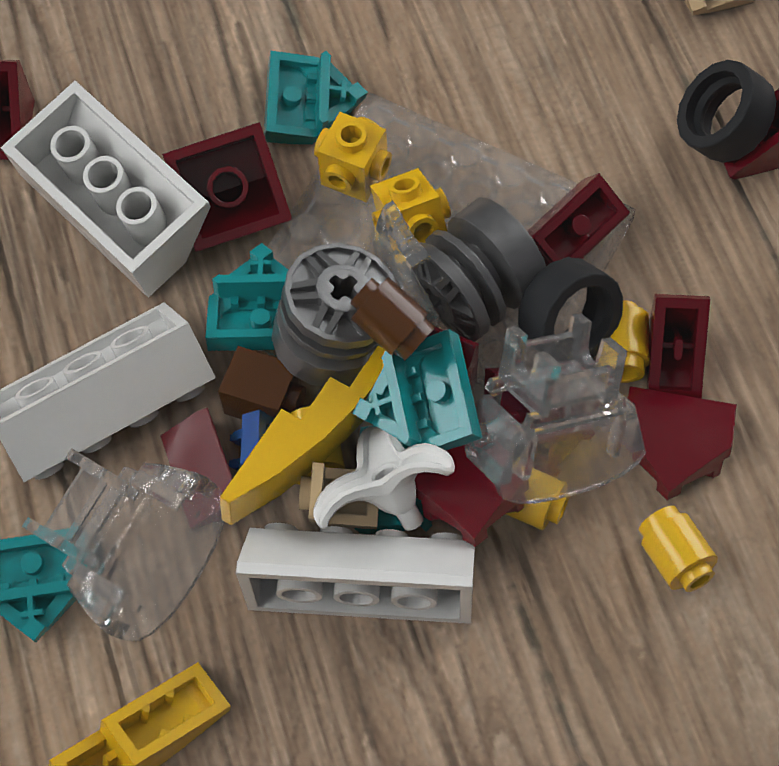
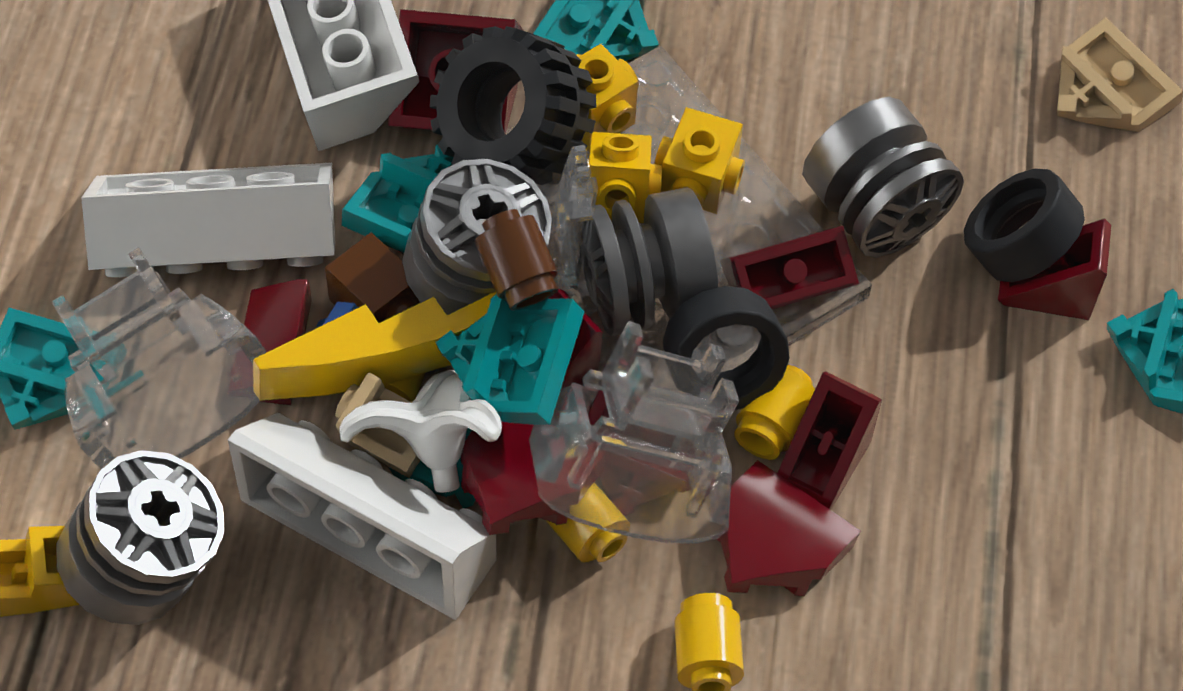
camera: 20 degrees right, 5 degrees down
(201, 685) = (139, 537): none -> flat silver wheel
(262, 191) = (478, 84): none -> black tyre
(465, 167) = (702, 158): none -> yellow brick
(599, 119) = (882, 176): none -> flat silver wheel

